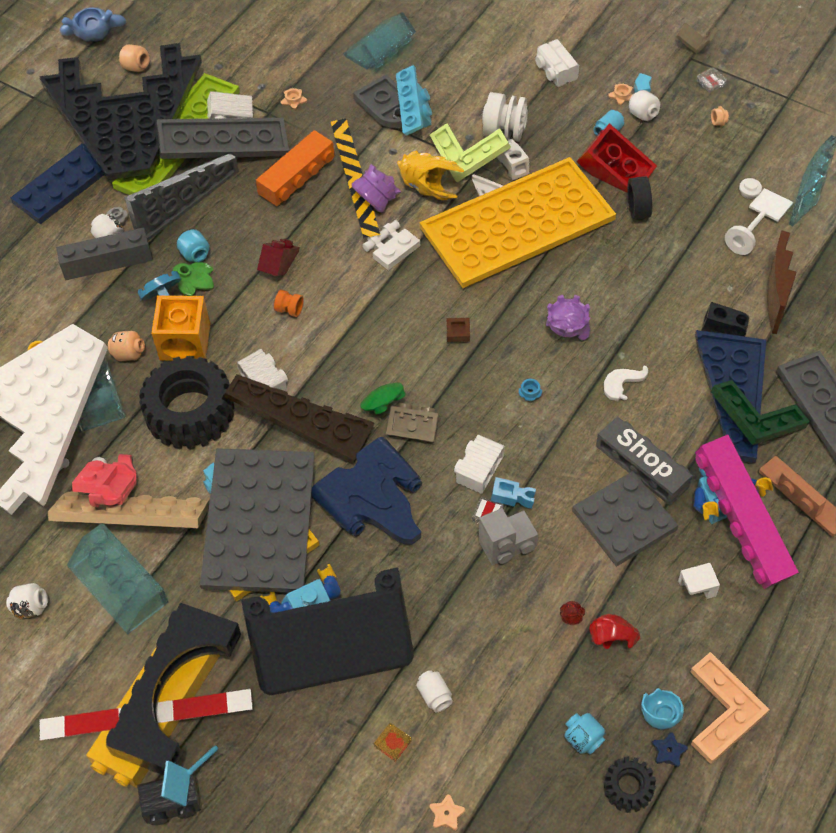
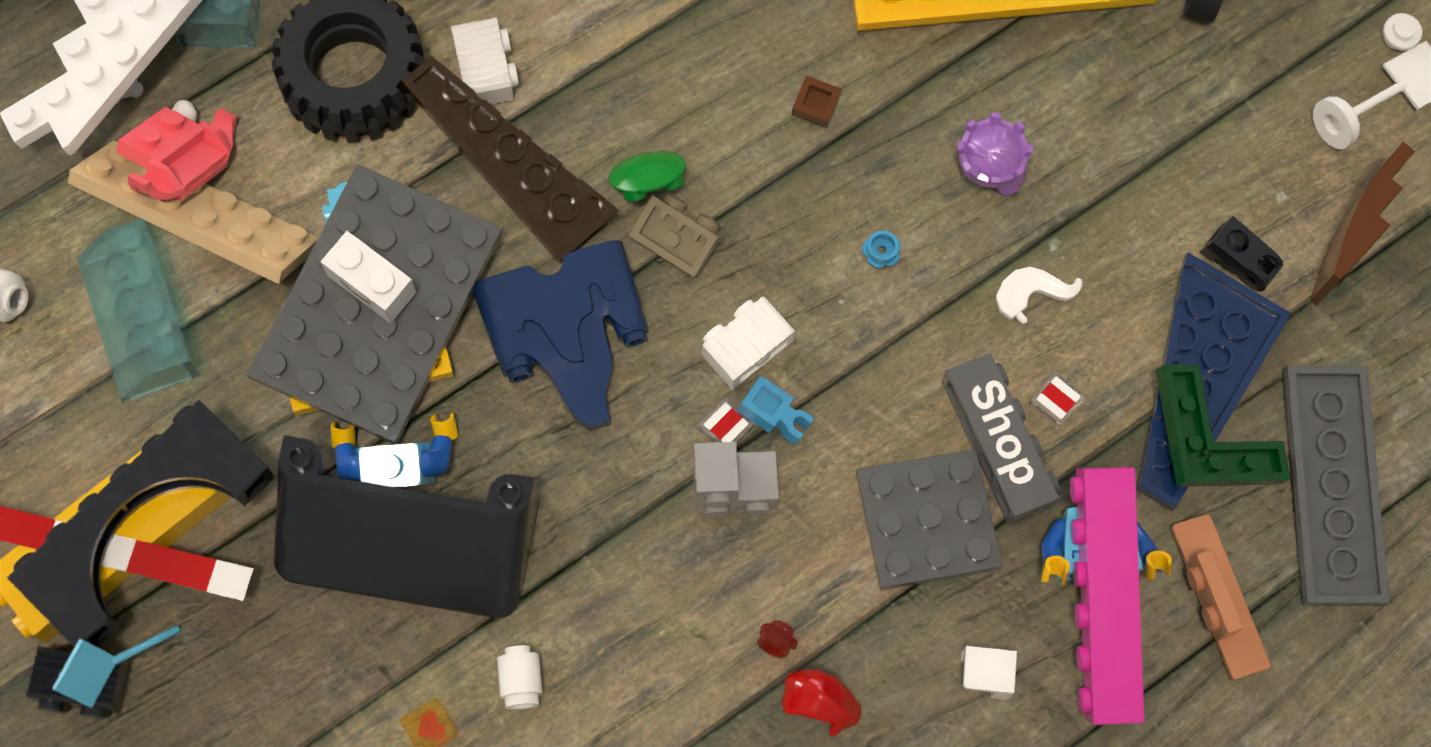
camera: 15 degrees right, 15 degrees up
(251, 500) = (368, 277): none -> white brick
(664, 430) = (1057, 399): none -> tile

